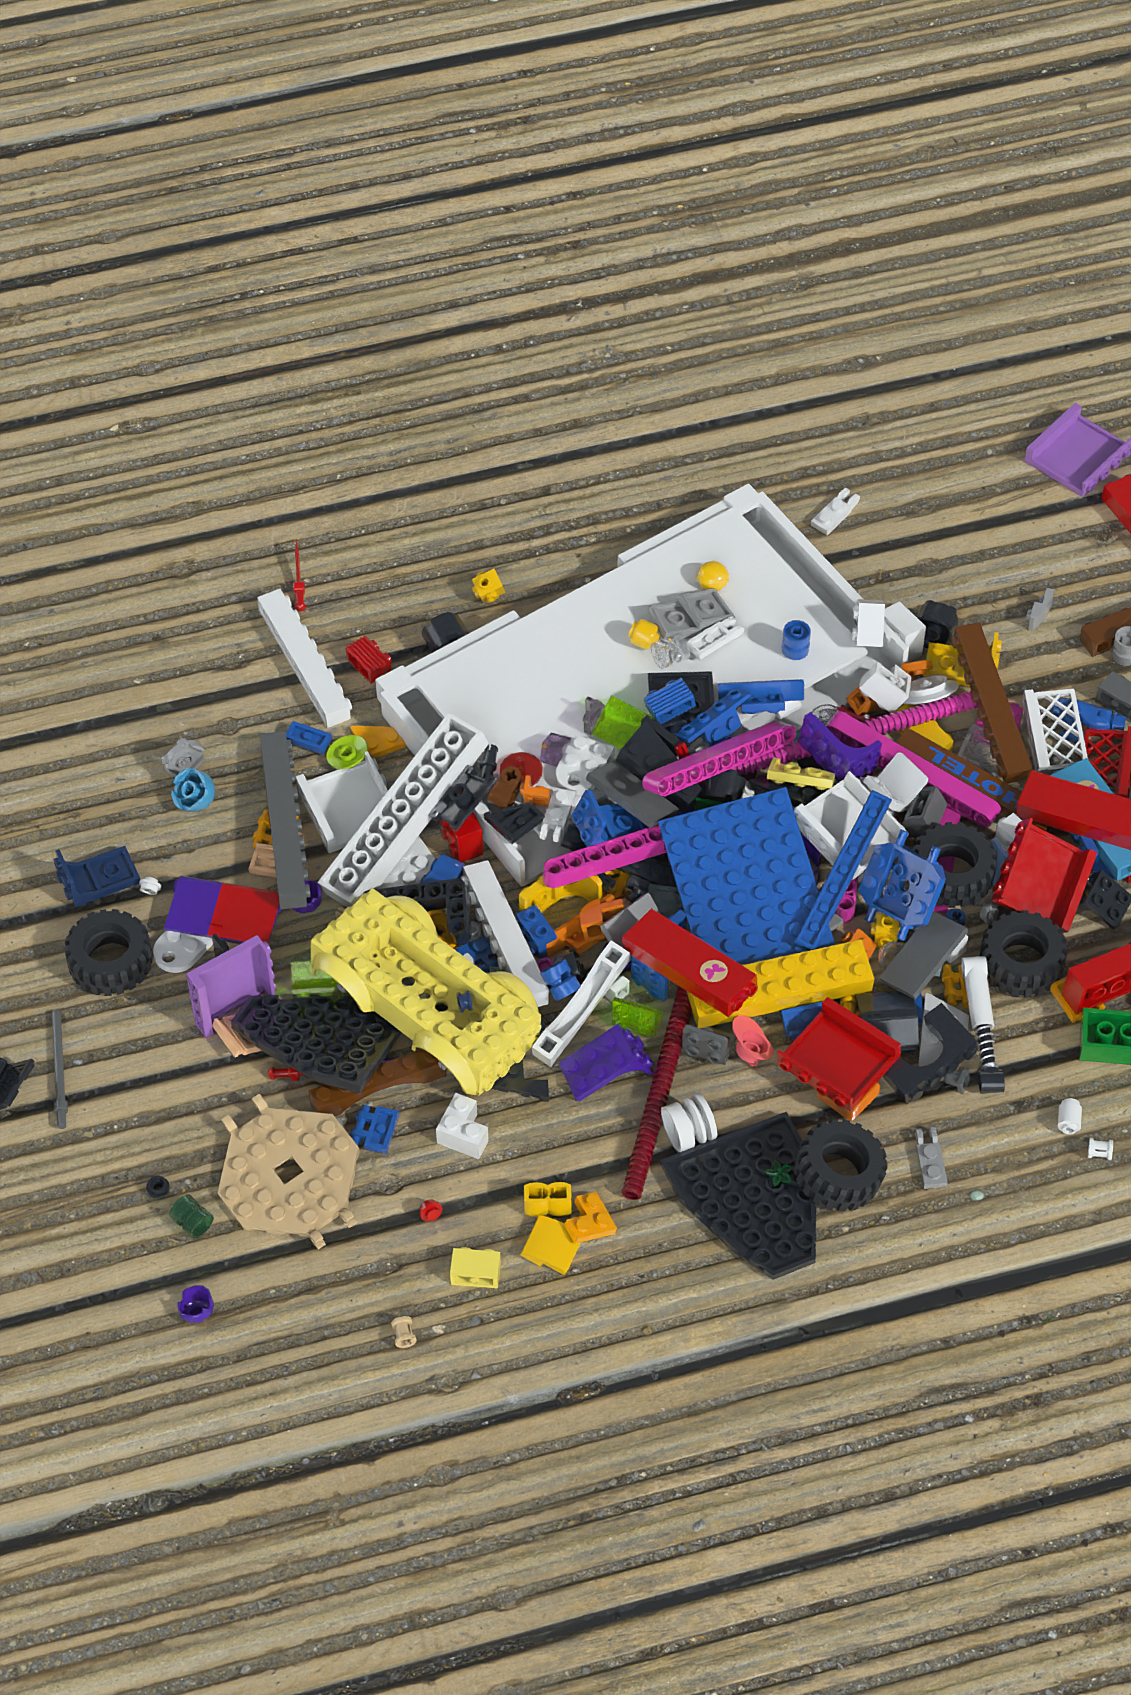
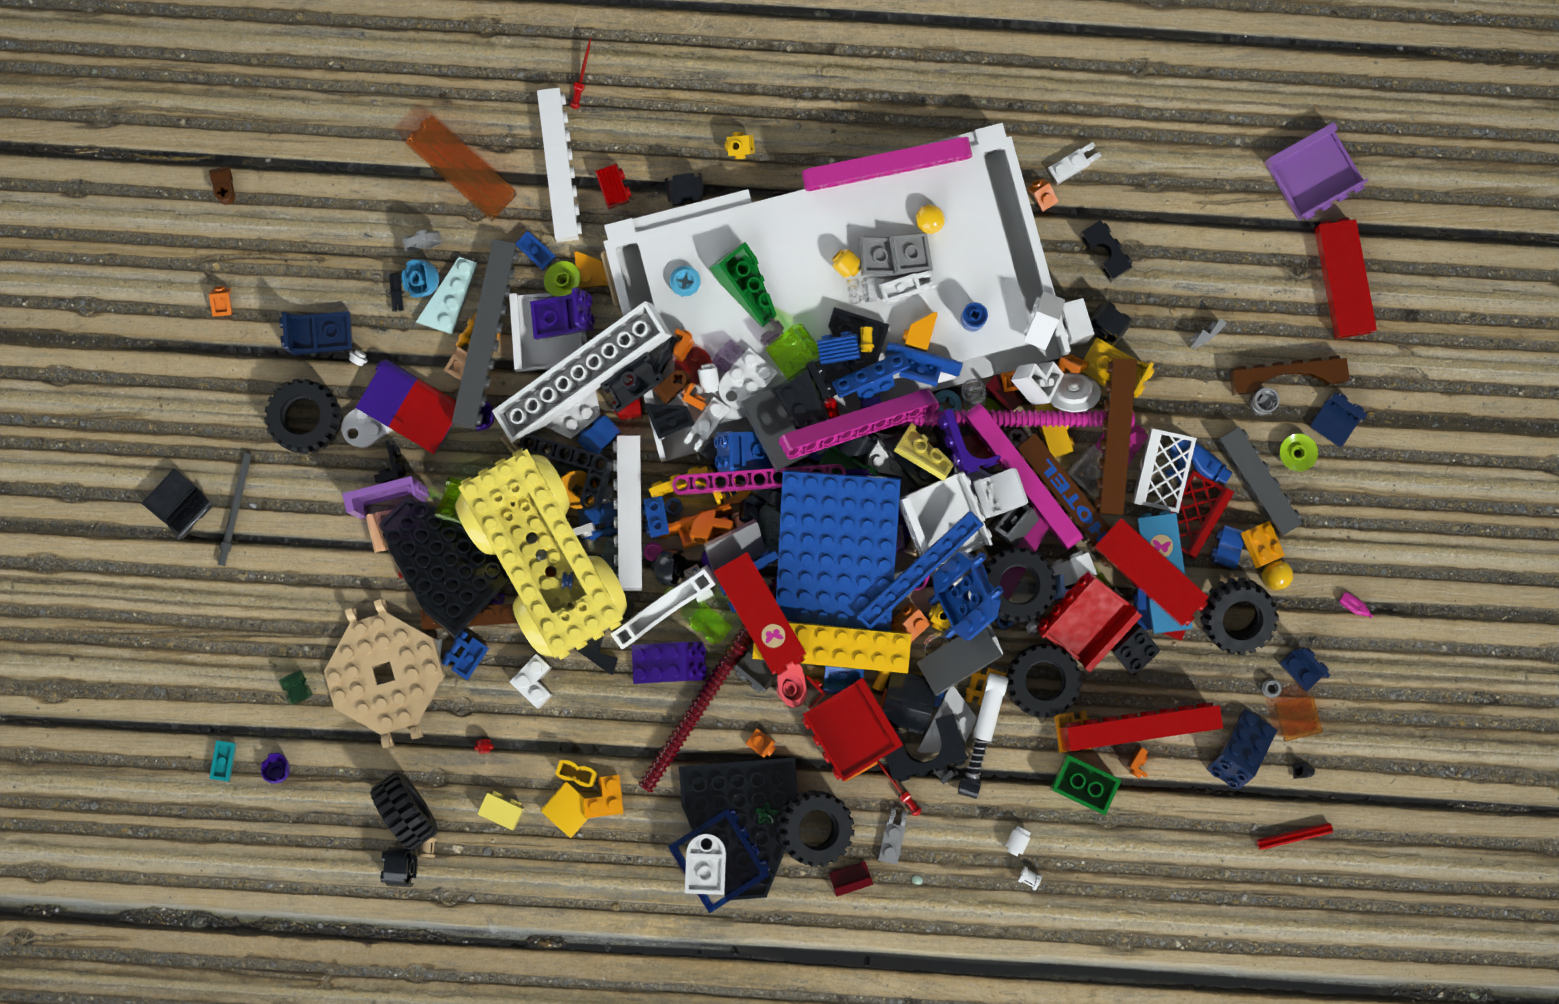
camera: 15 degrees right, 30 degrees up
(130, 1319) = (223, 761): none -> teal plate
(158, 1181) = (273, 648): black plate -> none
(170, 817) = (396, 292): none -> black axle
(201, 689) = (461, 168): none -> clear orange brick
(229, 811) = (447, 302): none -> light aqua wing
(362, 774) = (562, 315): none -> dark purple bracket
(365, 1284) = (404, 810): none -> black tyre
(378, 1357) = (399, 867): none -> black brick
(398, 733) = (610, 278): none -> tan axle
(489, 695) = (679, 274): none -> medium azure gear
(503, 750) = (682, 347): none -> orange bracket
(538, 676) = (742, 280): none -> green wedge
(542, 771) = (708, 378): none -> white brick
(553, 915) = (679, 509): none -> dark blue bush
(560, 979) = (653, 583): blue wheel -> none
(647, 543) = (887, 164): none -> dark pink beam
(692, 1121) = (711, 745): white wheel -> none
(694, 686) = (866, 339): none -> yellow pin
(727, 1260) = (751, 849): none -> clear blue window
(734, 1233) = (705, 867): none -> white plate
(743, 1113) = (761, 743): none -> orange bracket
(747, 666) = (920, 333): none -> light orange slope
(778, 1037) = (818, 686): none -> red bracket
(820, 541) = (1043, 194): none -> orange bracket
(891, 560) = (1099, 236): none -> black arch
(903, 1214) = (851, 878): none -> dark red panel
(924, 1114) = (904, 796): none -> red sword

